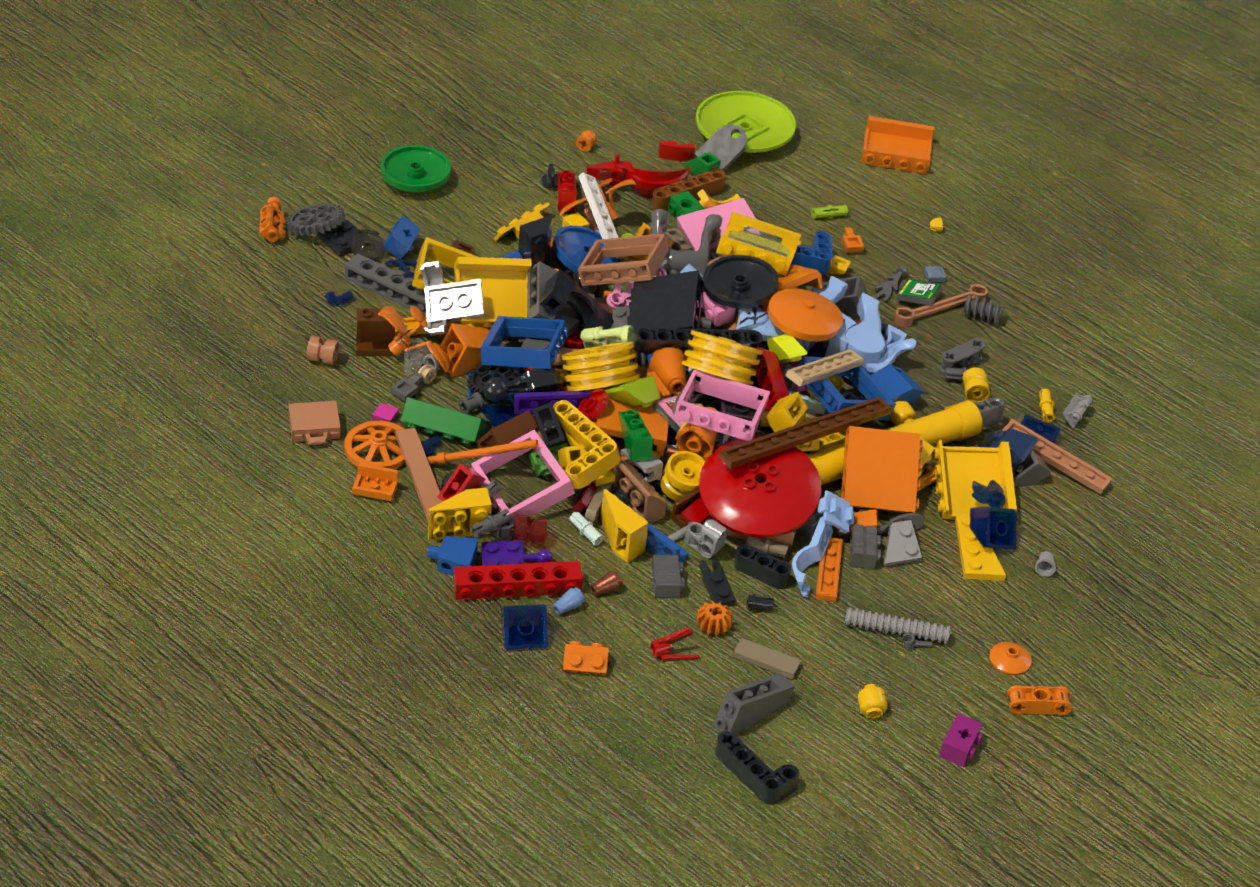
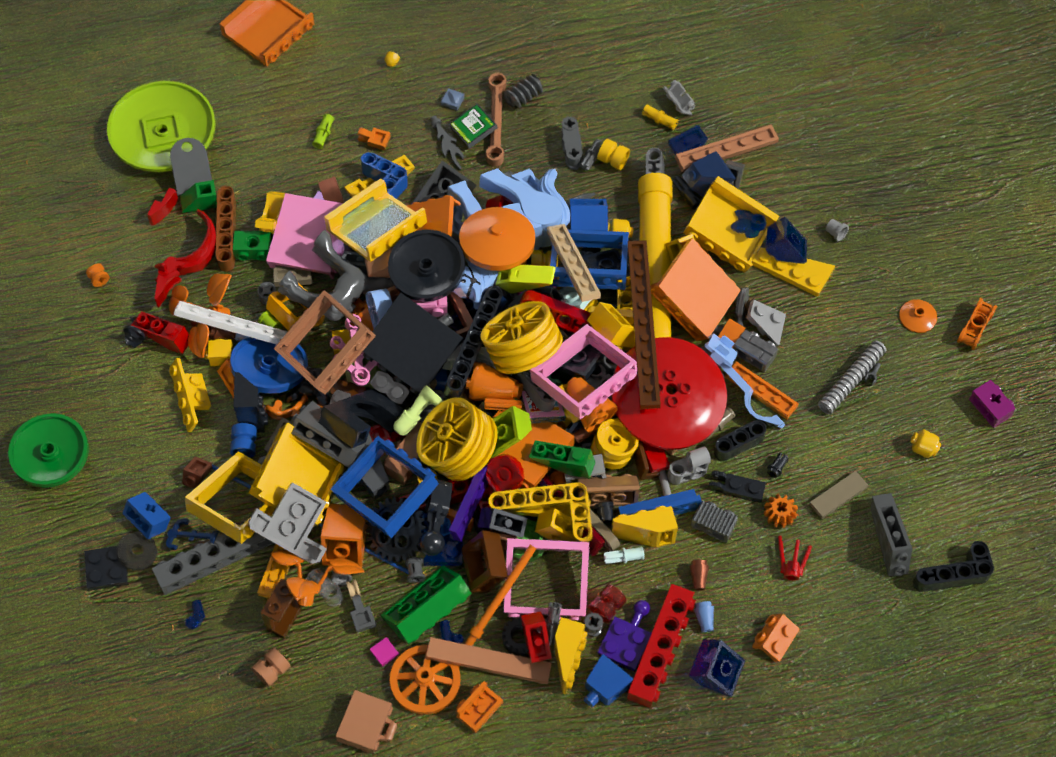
camera: 55 degrees left, 20 degrees up
(272, 220) = (47, 628): orange brick -> none
(315, 219) = (70, 582): dark grey gear -> none
(491, 523) = (595, 634): dark grey pin -> none

